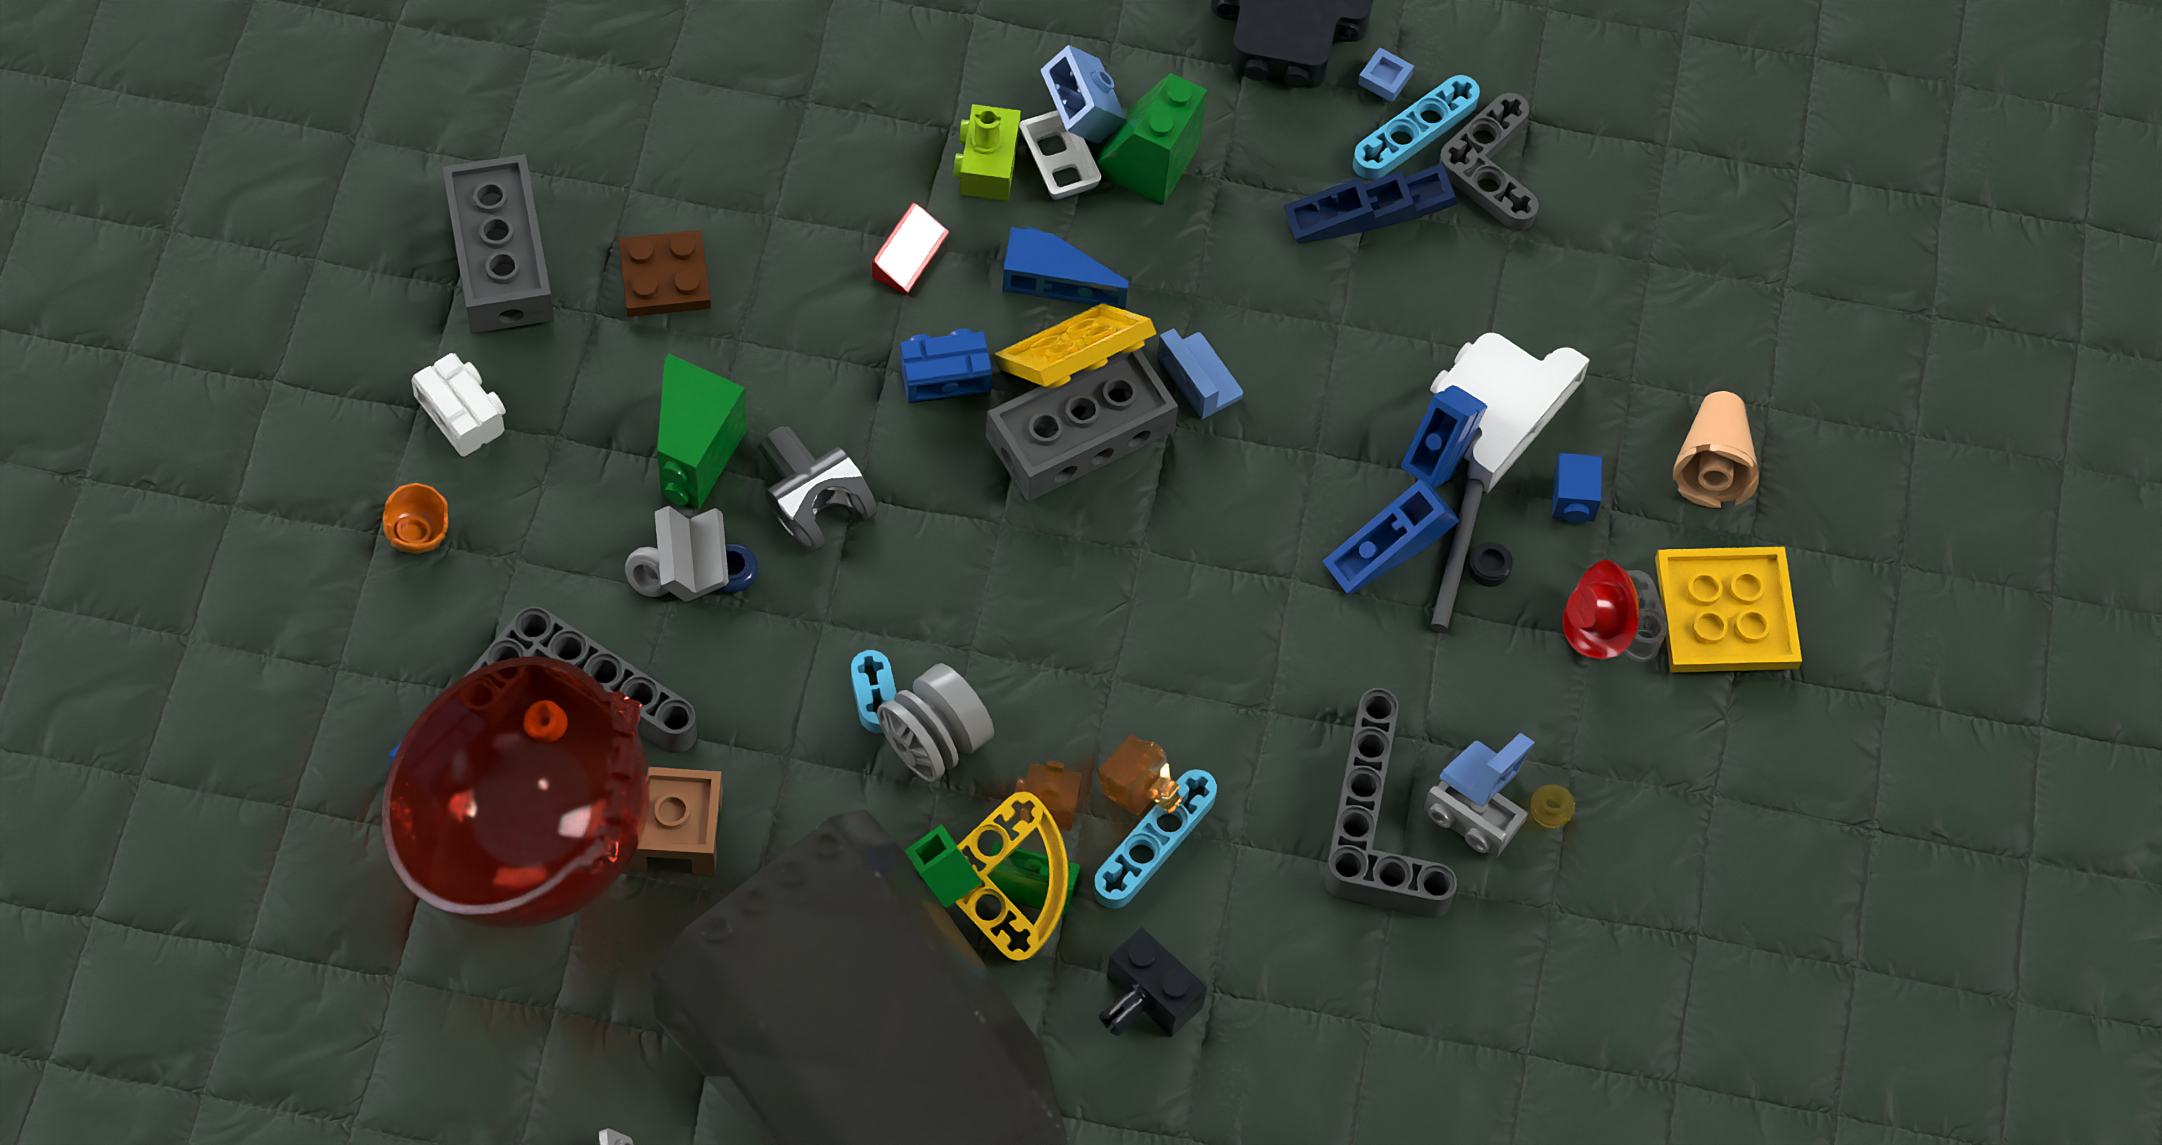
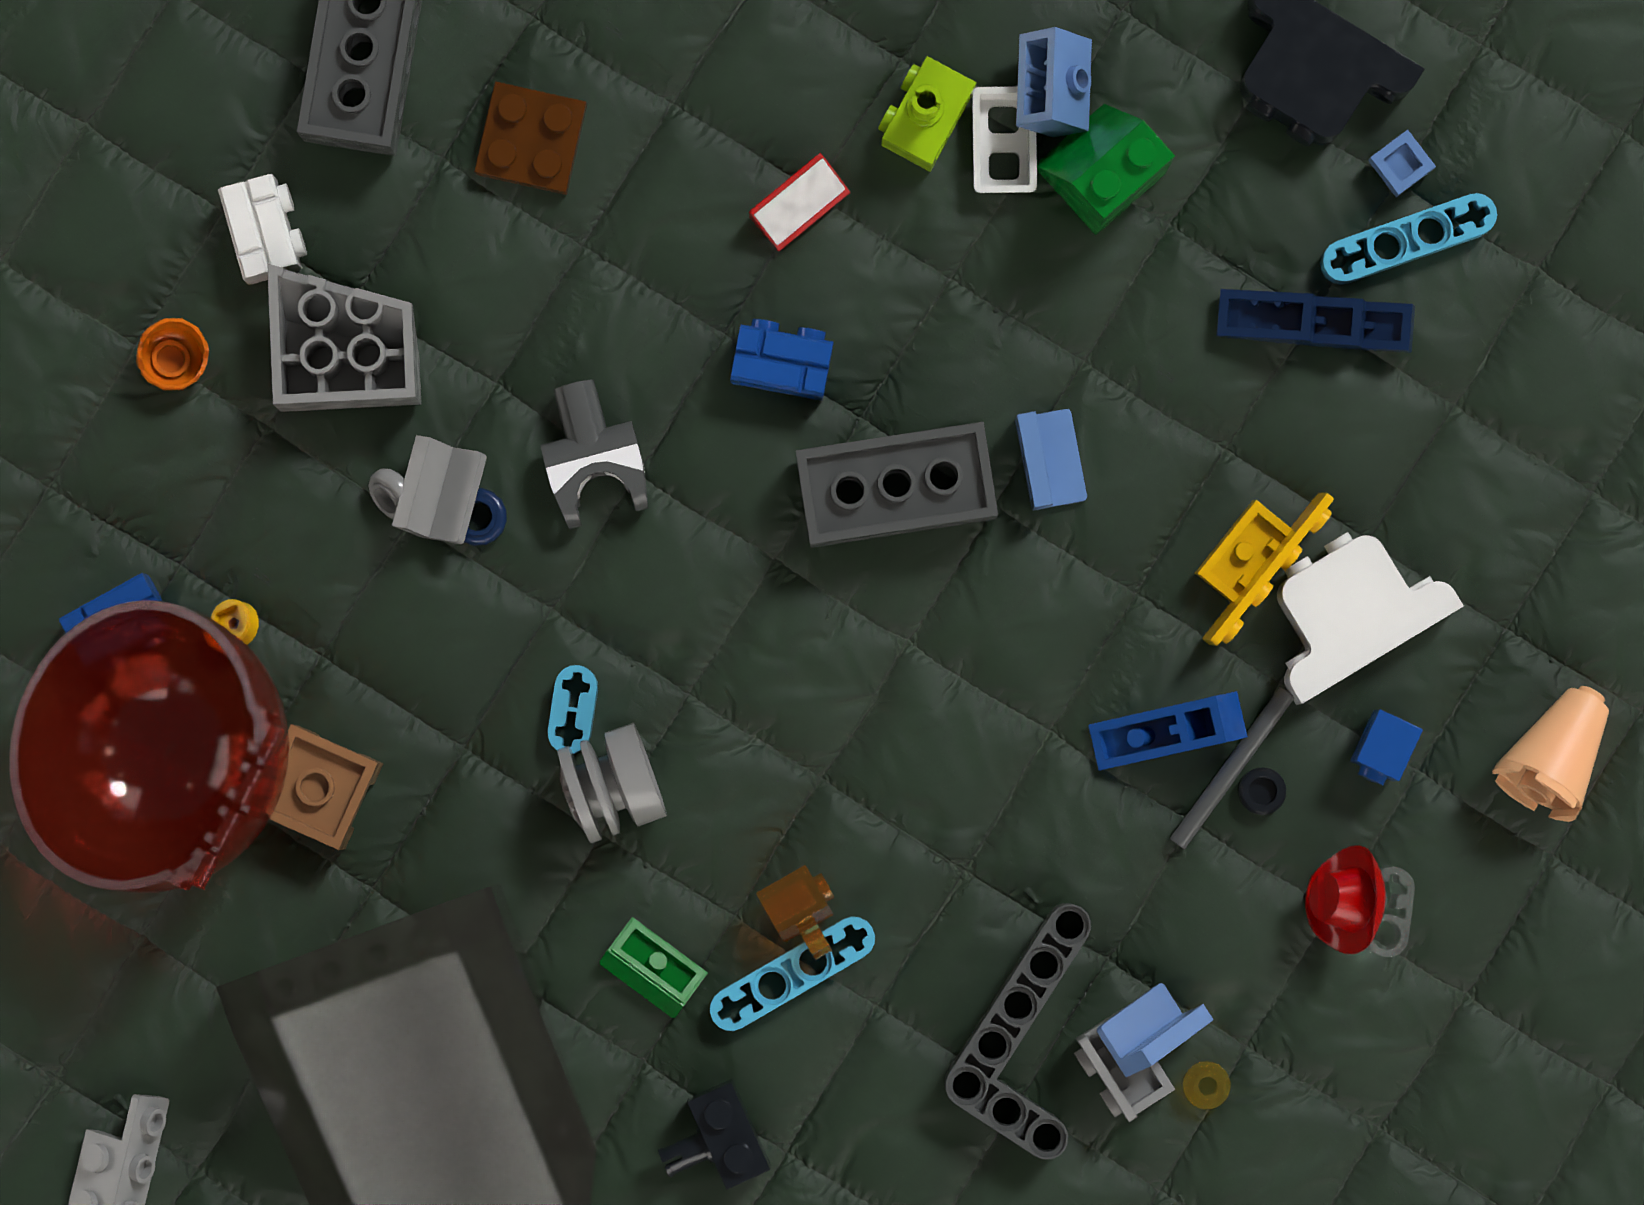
camera: 25 degrees right, 25 degrees up
(563, 465) = (339, 345): none -> light grey wedge
(597, 661) = (282, 589): dark grey beam -> none
(697, 430) = (485, 358): green slope -> none
(943, 866) = (553, 958): green brick -> none
(1053, 269) = (937, 280): blue slope -> none
(1055, 788) = (700, 893): clear orange brick -> none
(1058, 876) = (595, 968): yellow beam -> none
(1076, 345) = (920, 399): yellow plate -> none
(1397, 387) = (1251, 556): none -> yellow bracket
(1444, 435) = (1266, 645): blue brick -> none
(1479, 166) = (1456, 313): dark grey beam -> none
(1728, 609) = (1485, 935): yellow plate -> none

